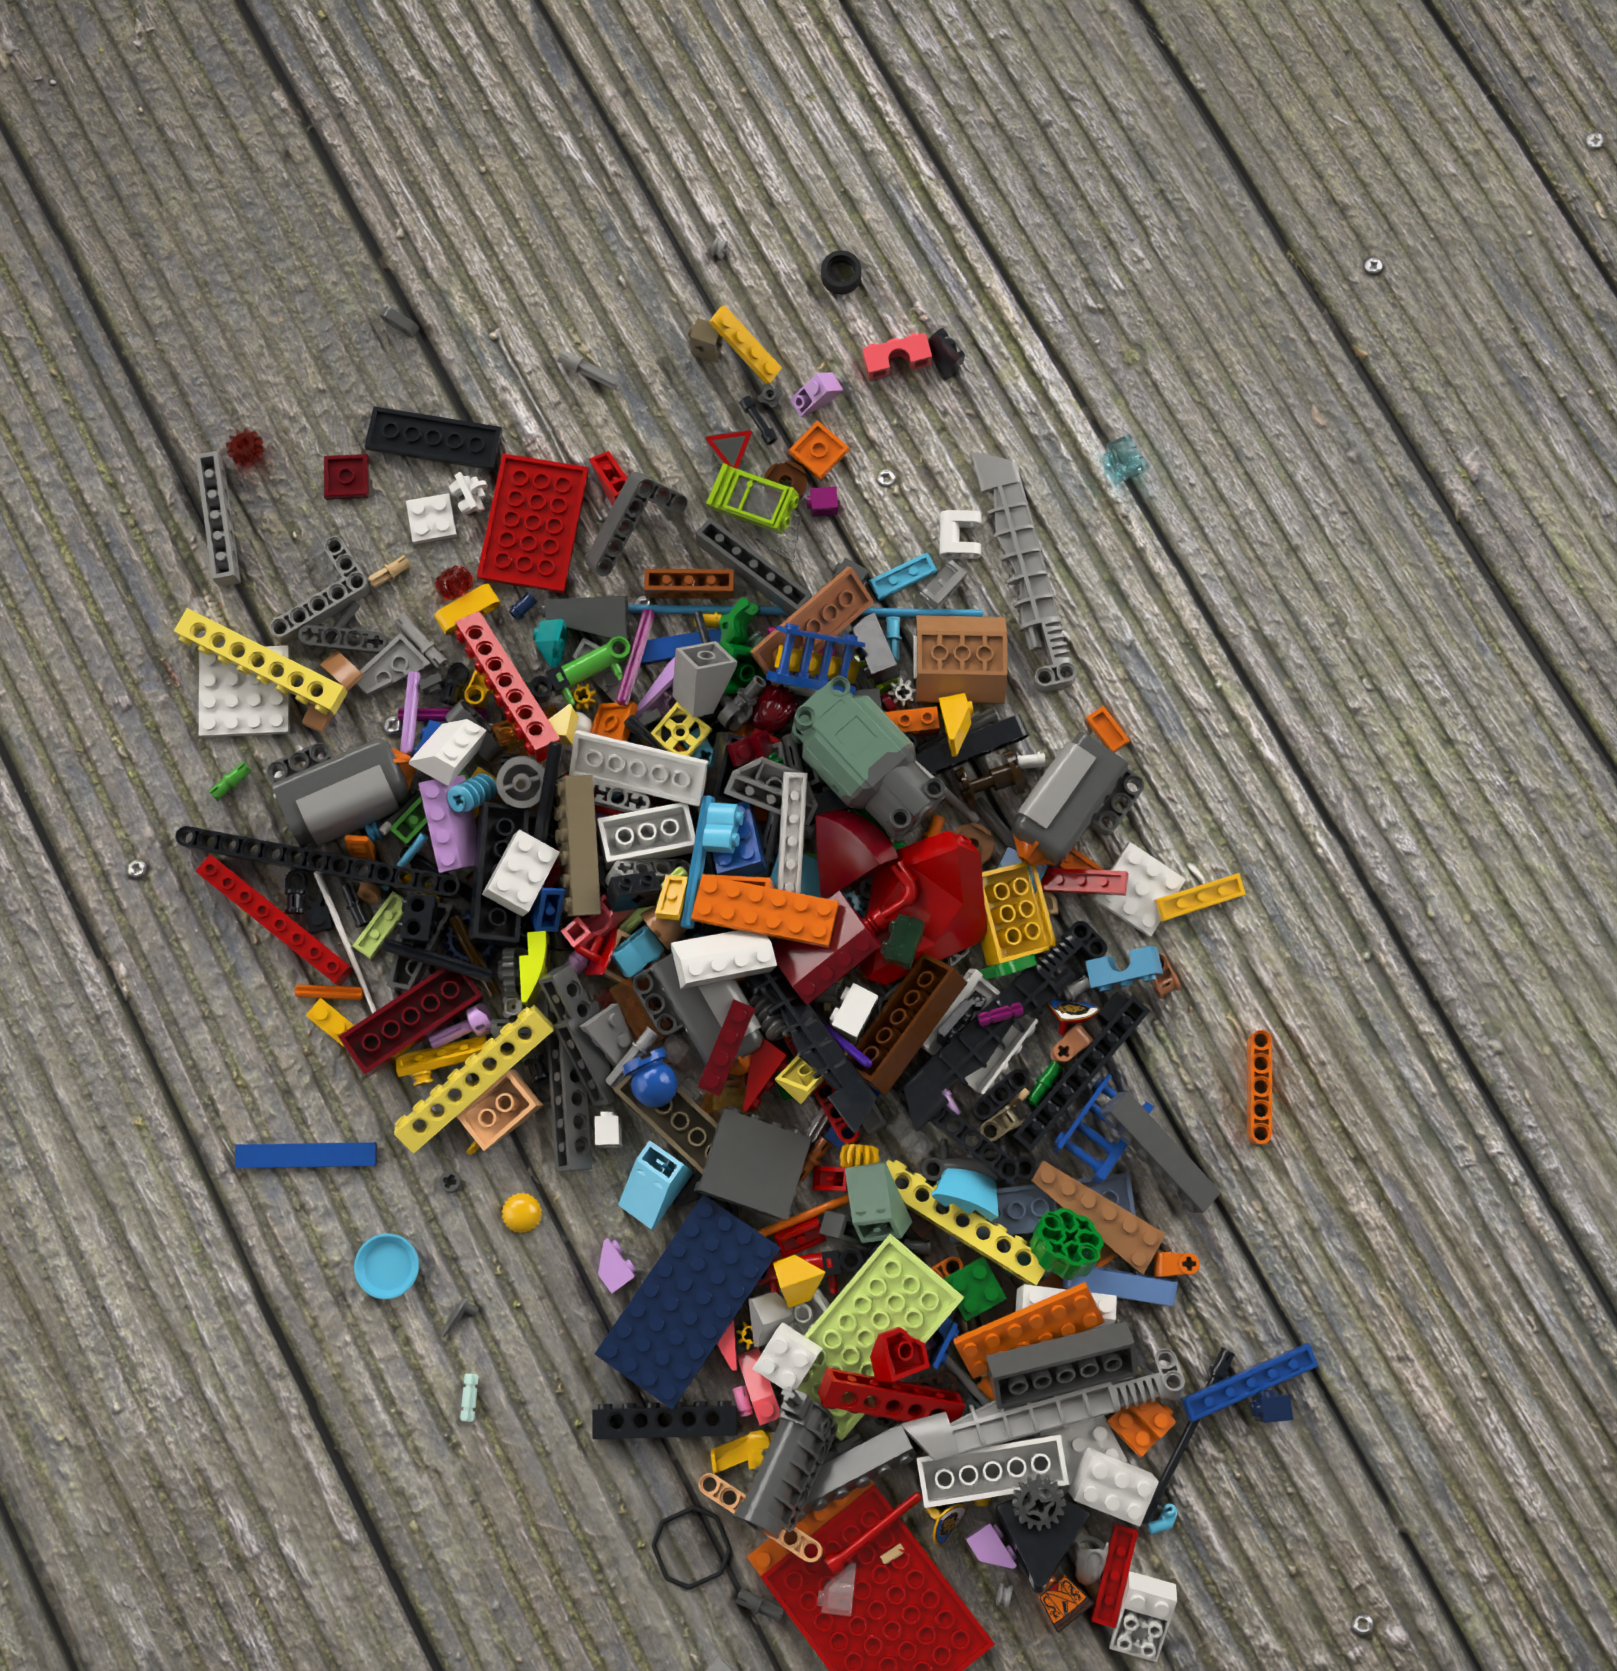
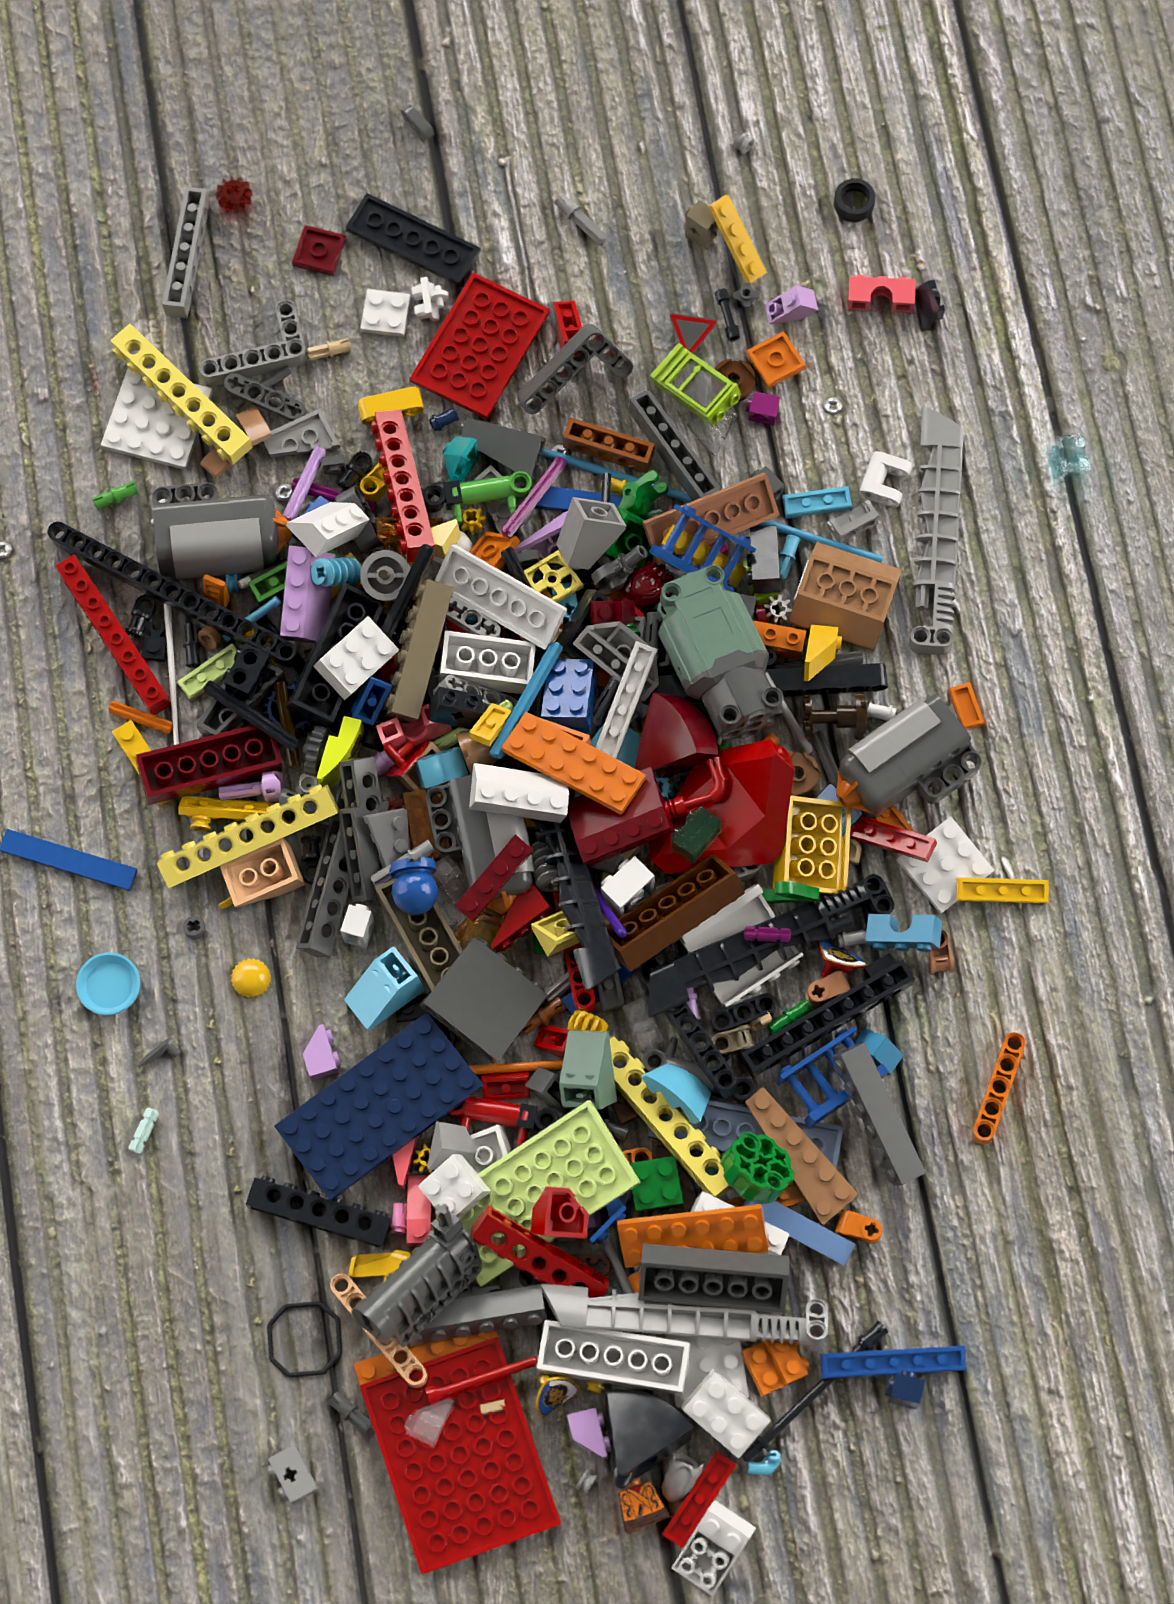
camera: 20 degrees right, 5 degrees down
(427, 647) = (340, 430): light grey pin -> none
(454, 582) = (386, 377): clear red gear -> none
(722, 828) = (559, 675): medium azure brick -> none
(797, 1279) = (489, 1120): yellow slope -> none
(960, 1017) = (727, 925): black hinge -> none
(1029, 1506) = (647, 1407): dark grey gear -> none
(1138, 1085) = (881, 1049): none -> dark azure slope

